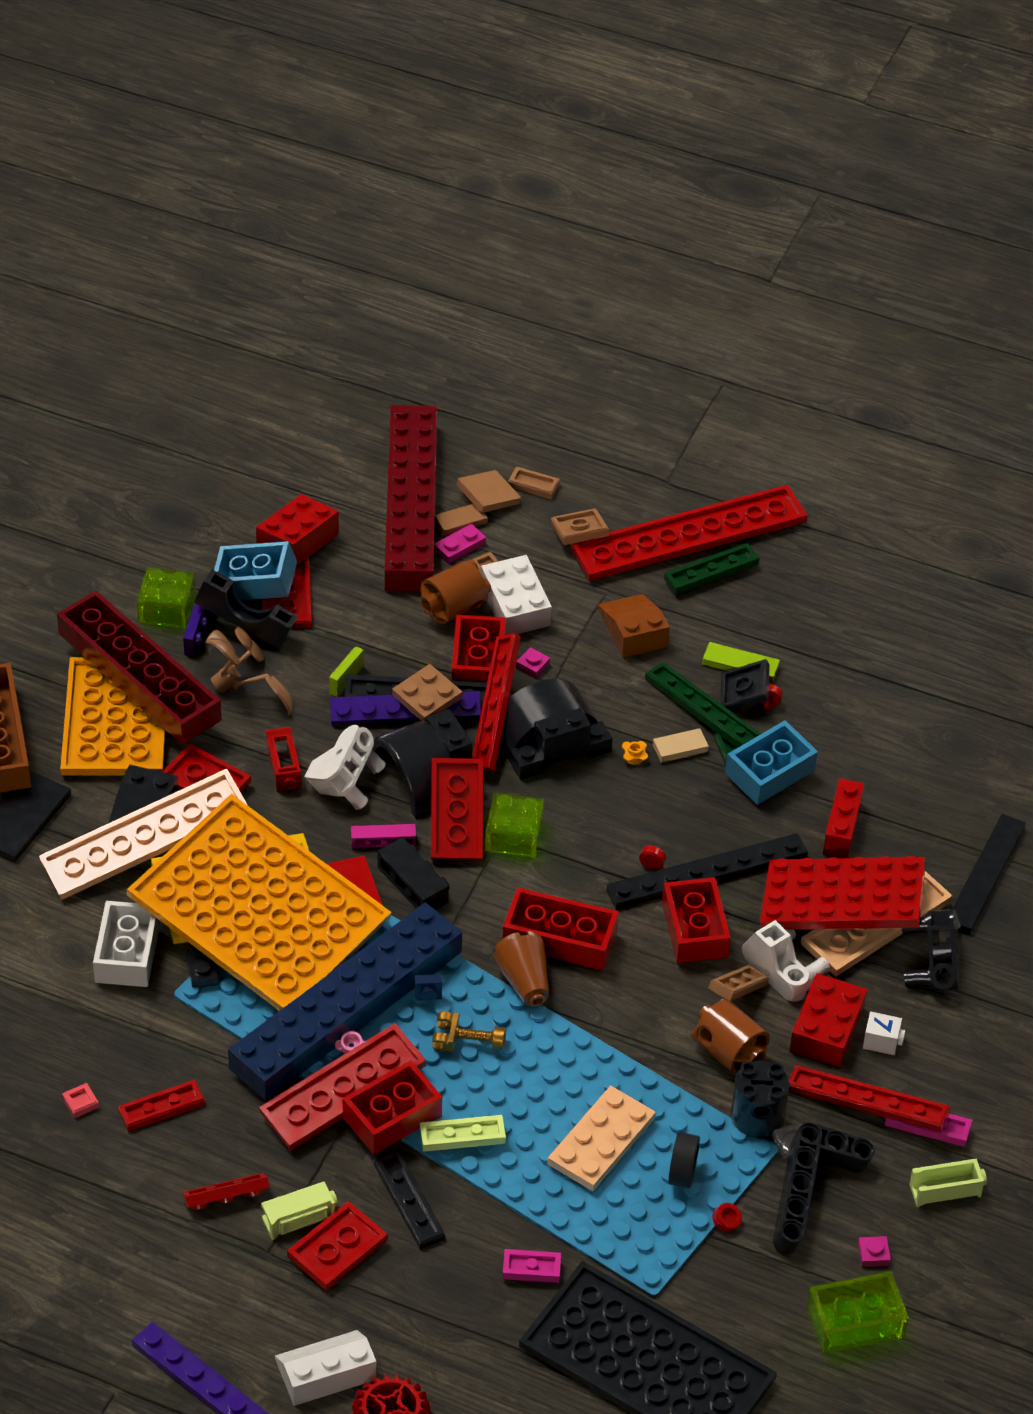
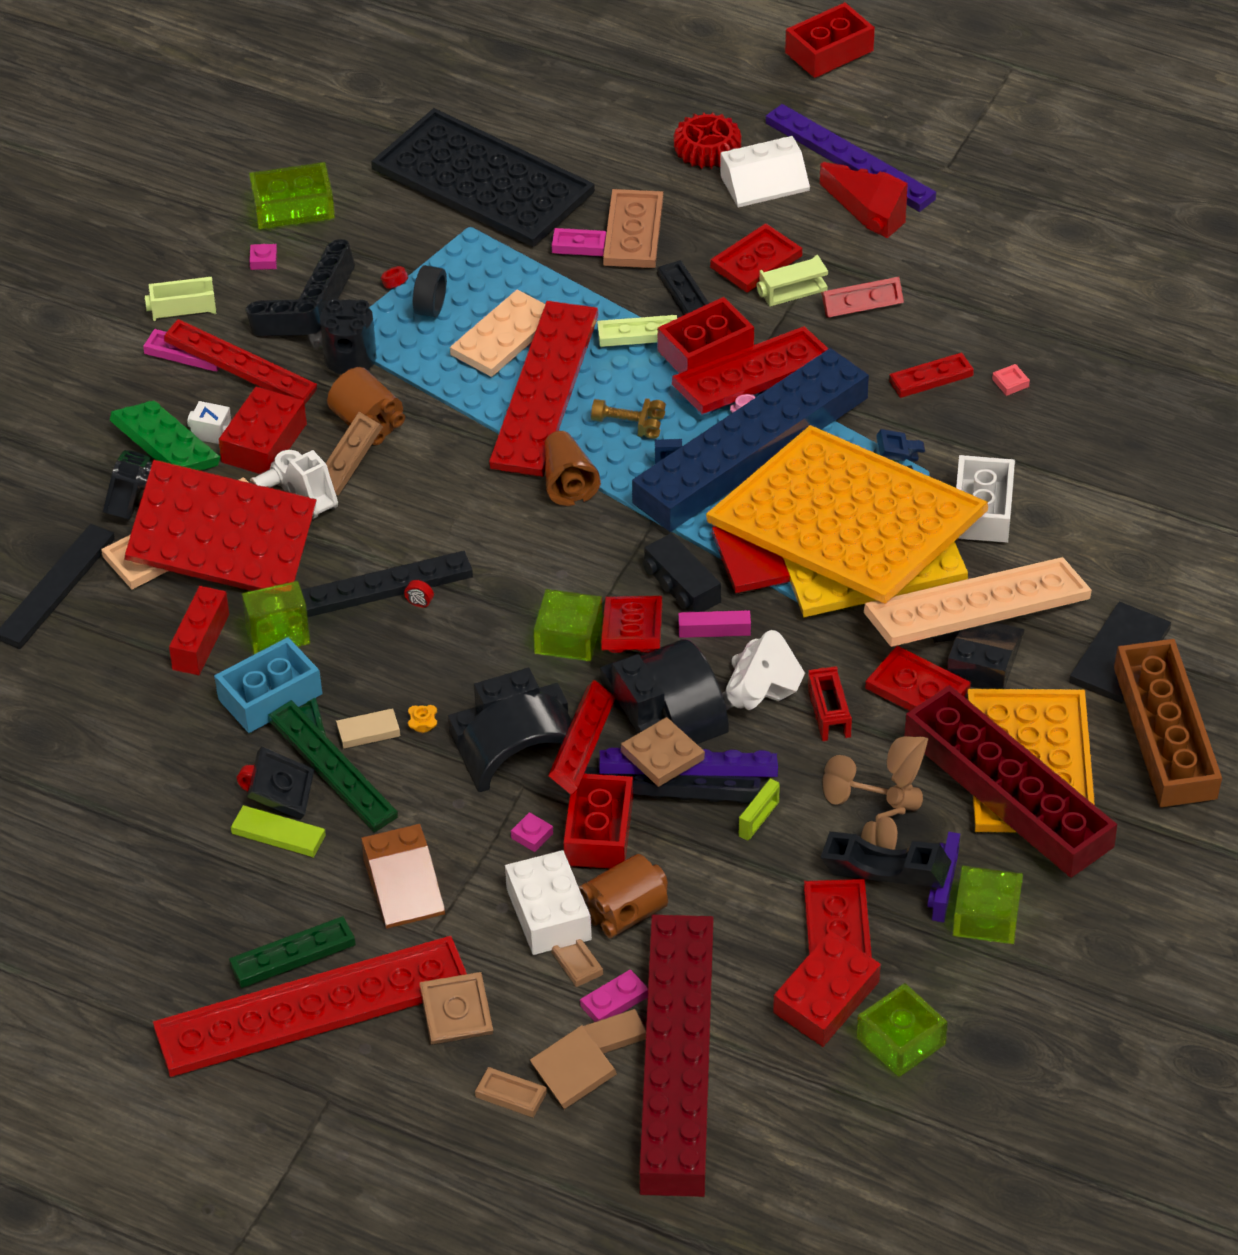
camera: 175 degrees left, 0 degrees up
(203, 1310) = (871, 198): none -> red wedge
(204, 1000) = (896, 447): none -> dark blue plate
(241, 505) = (902, 1029): none -> clear neon green brick
(258, 569) = (880, 917): dark azure brick -> none
(472, 1286) = (633, 228): none -> nougat plate
(553, 1065) = (544, 387): none -> red plate
(569, 928) = (527, 511): red brick -> none
(696, 920) = (382, 519): red brick -> none
(775, 813) = (275, 615): none -> clear neon green brick
(925, 1014) = (164, 436): none -> green plate

